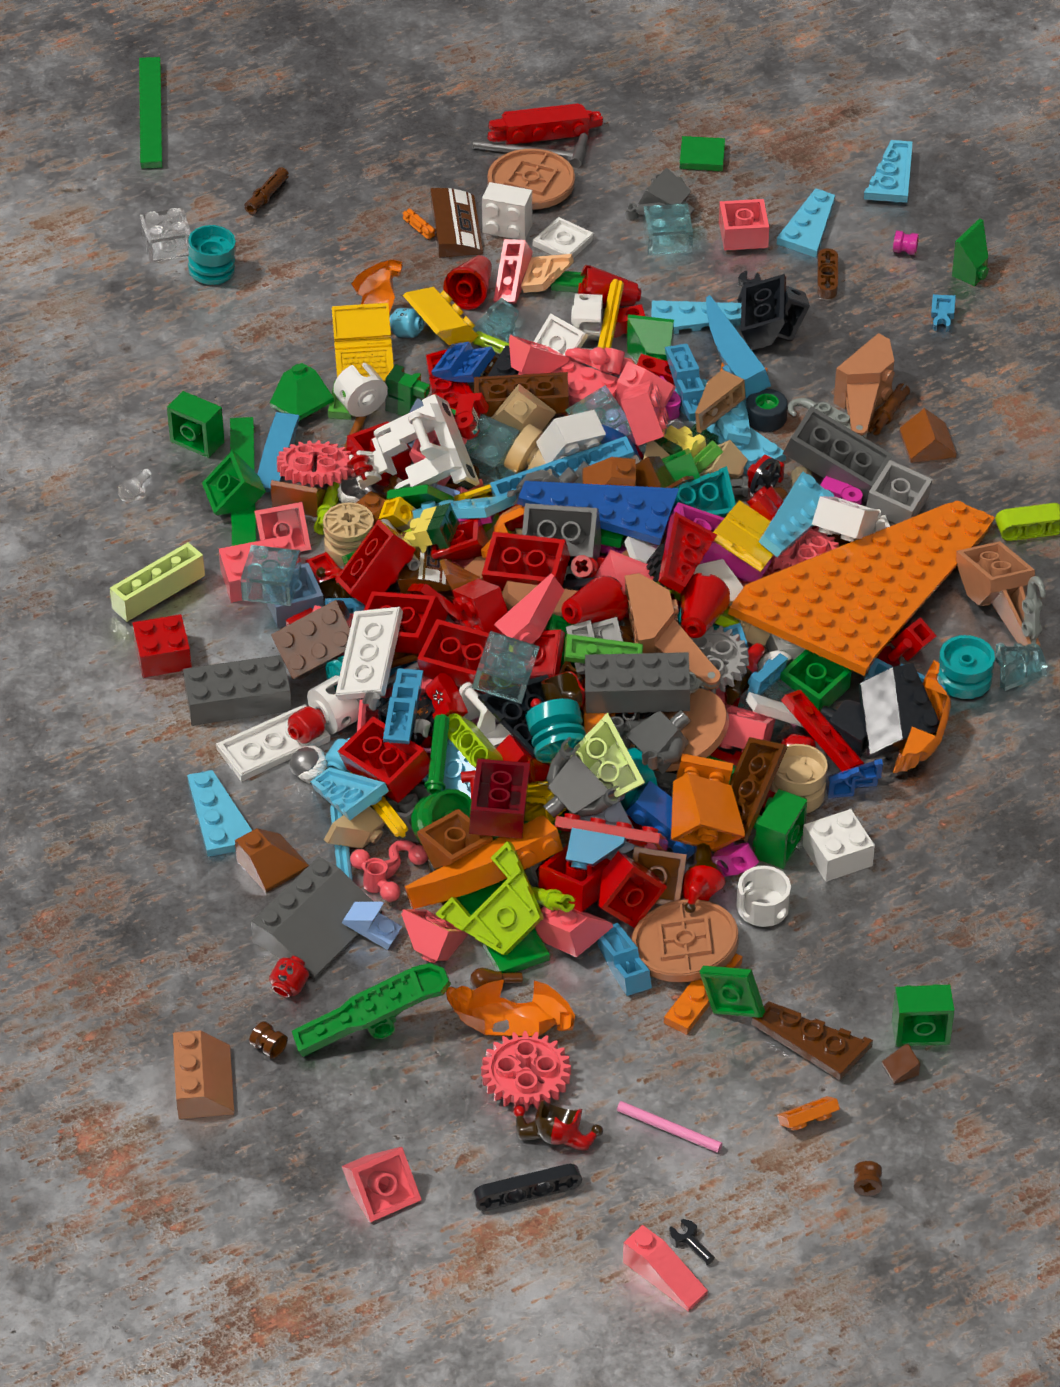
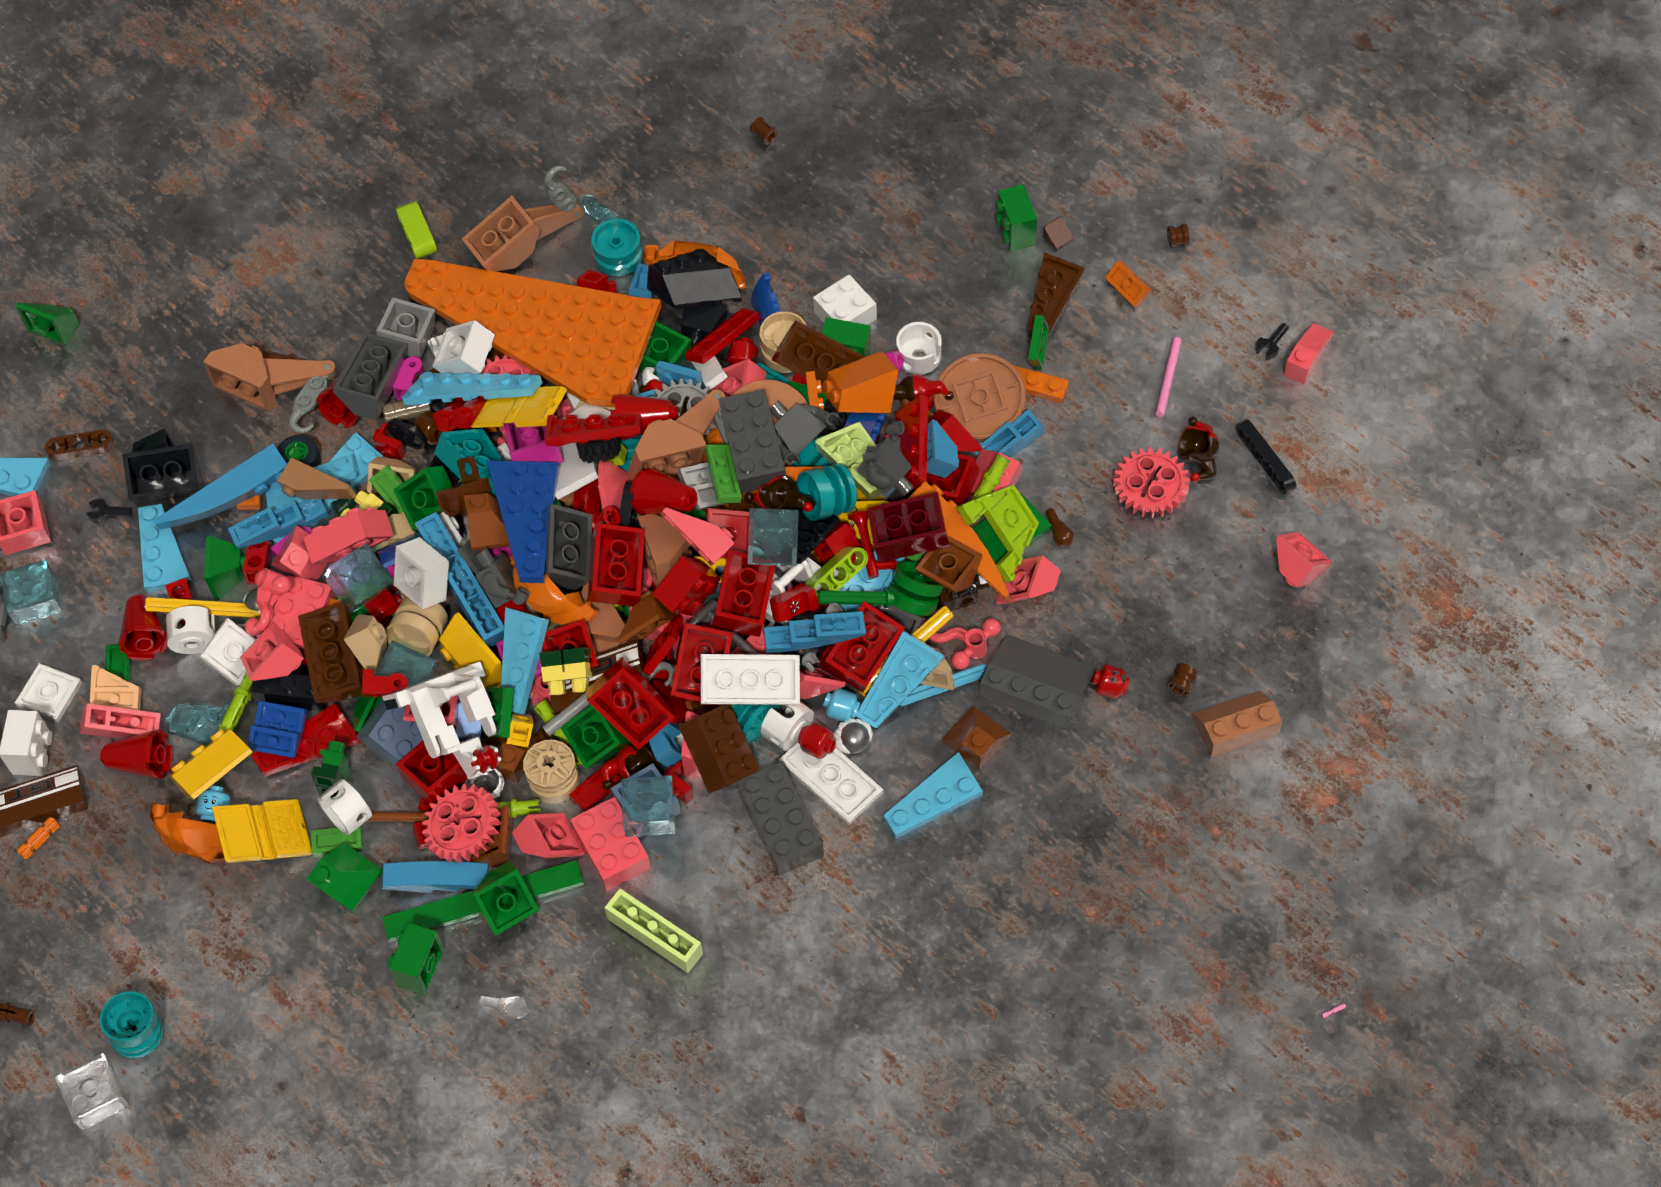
camera: 100 degrees left, 15 degrees up
(161, 645) = (737, 903): red brick -> none
(367, 921) = (1031, 632): light blue slope -> none
(374, 1008) = (1137, 595): green piece -> none
(485, 1007) = (1095, 495): orange animal -> none
(743, 483) = (412, 458): dark grey bush -> none
(905, 243) = (28, 384): dark pink wheel -> none
(927, 438) = (316, 327): dark orange slope -> none
(943, 310) = (125, 339): dark azure plate -> none

